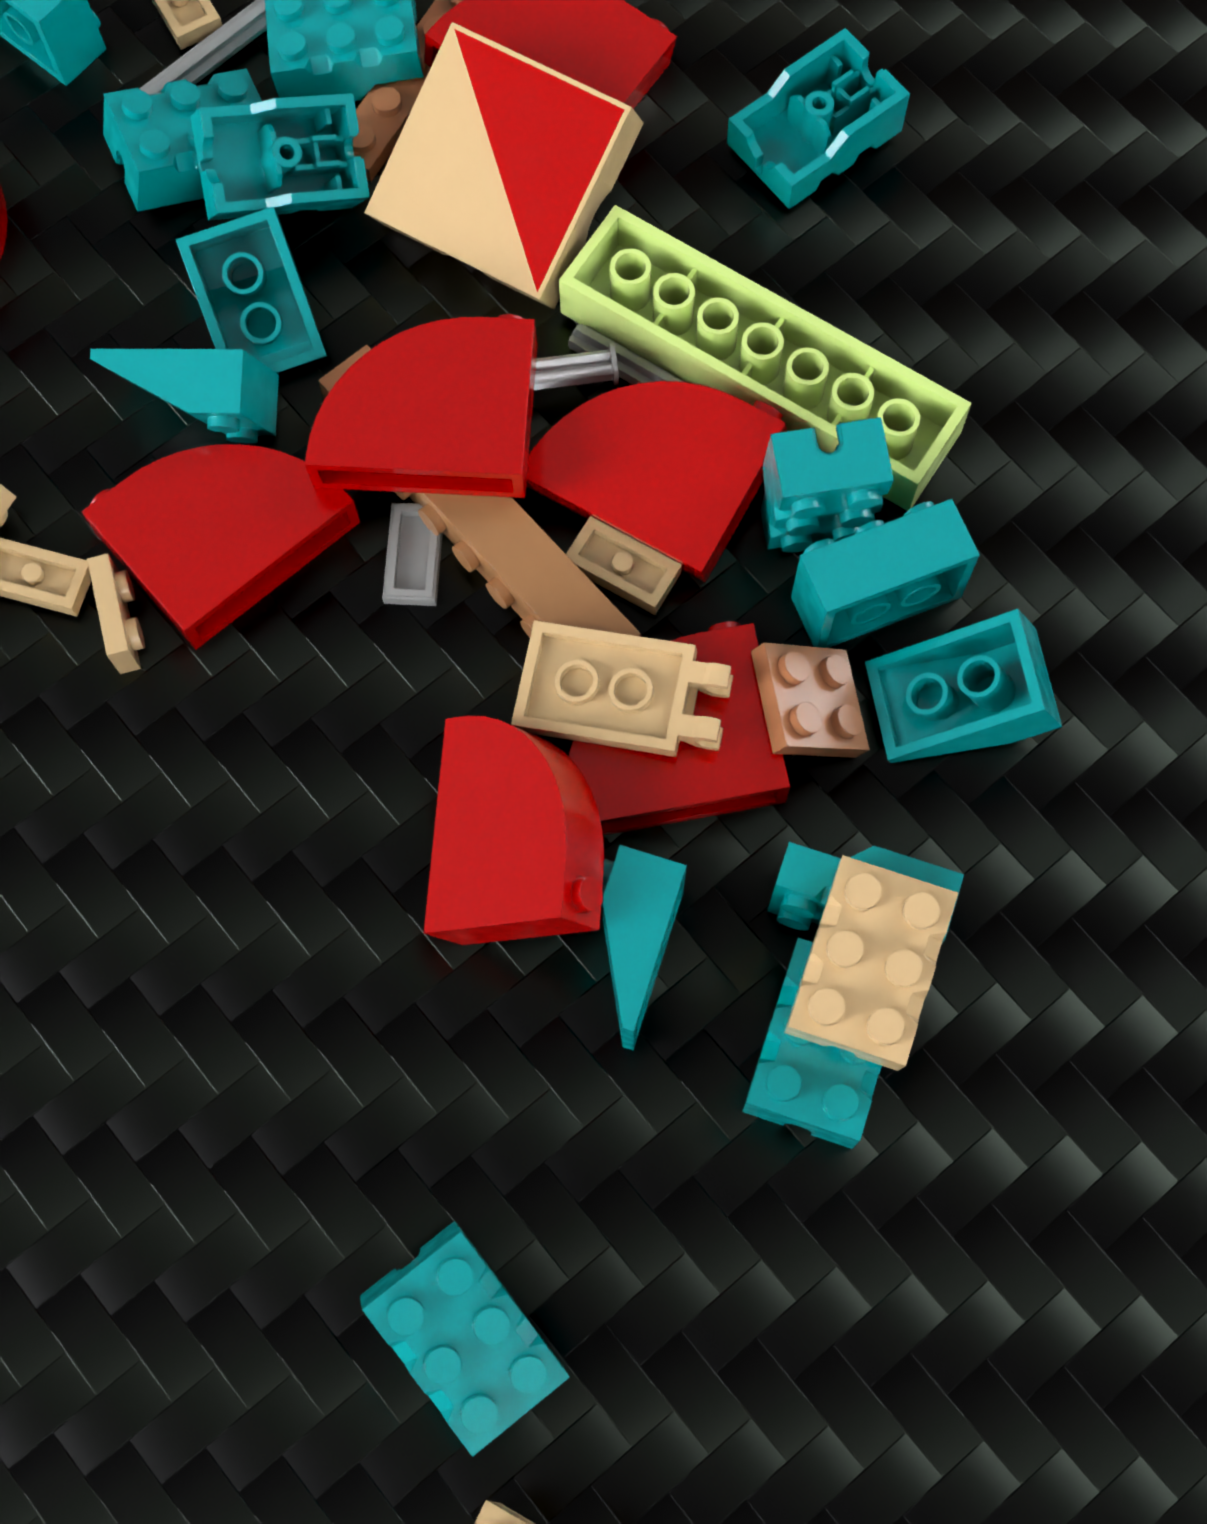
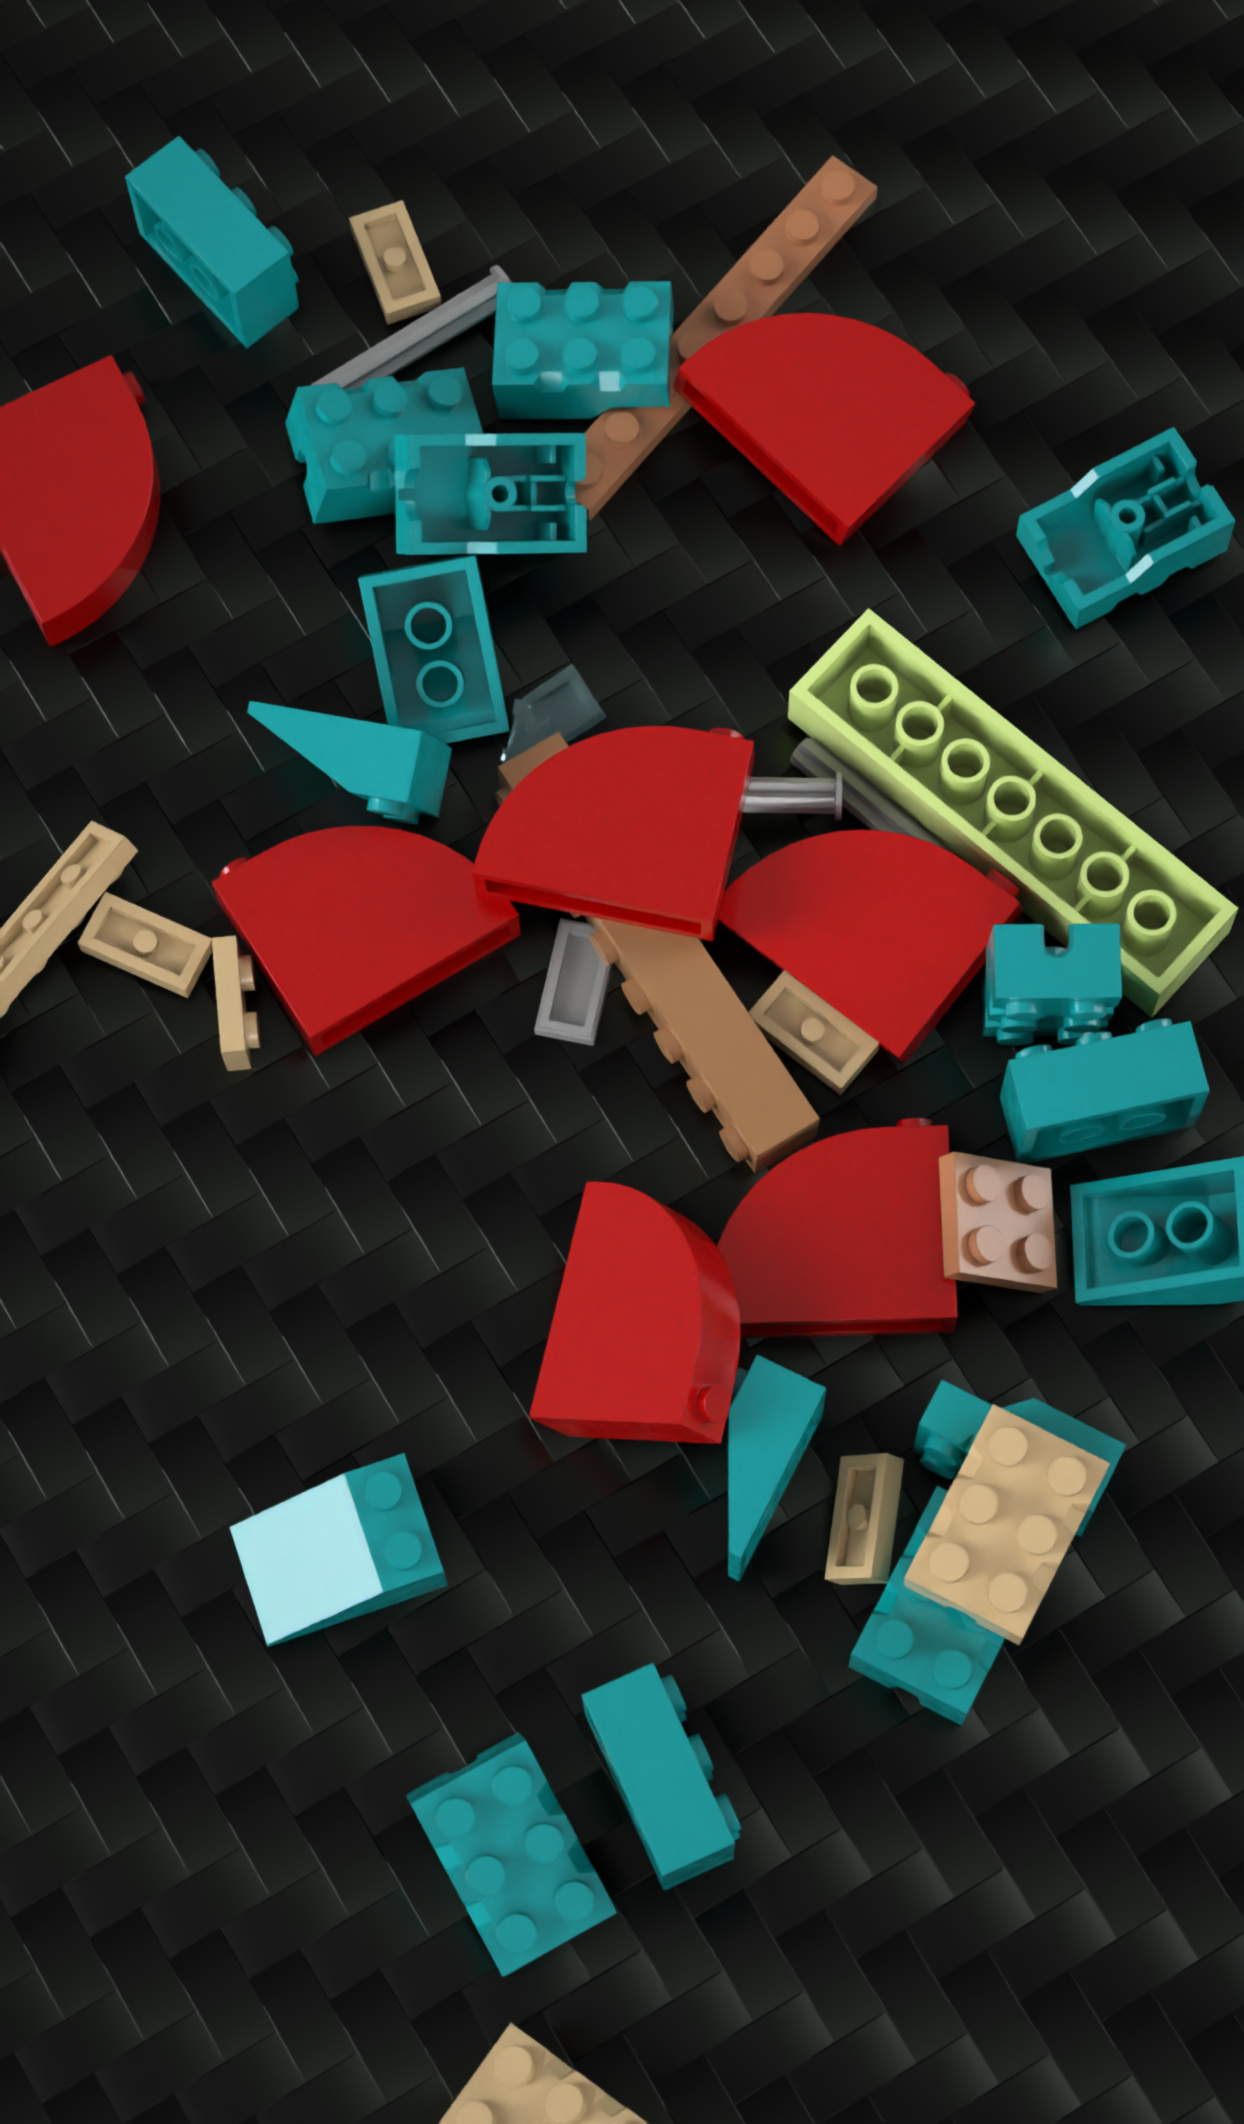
camera: 10 degrees right, 0 degrees up
(270, 1080) = (338, 1551): none -> slope
(365, 325) = (557, 705): none -> clear light blue slope
(503, 164) = (745, 543): tile -> none
(591, 1240) = (662, 1775): none -> teal brick
(617, 690) = (781, 1180): tan tile -> none
(736, 978) = (864, 1519): none -> tan plate

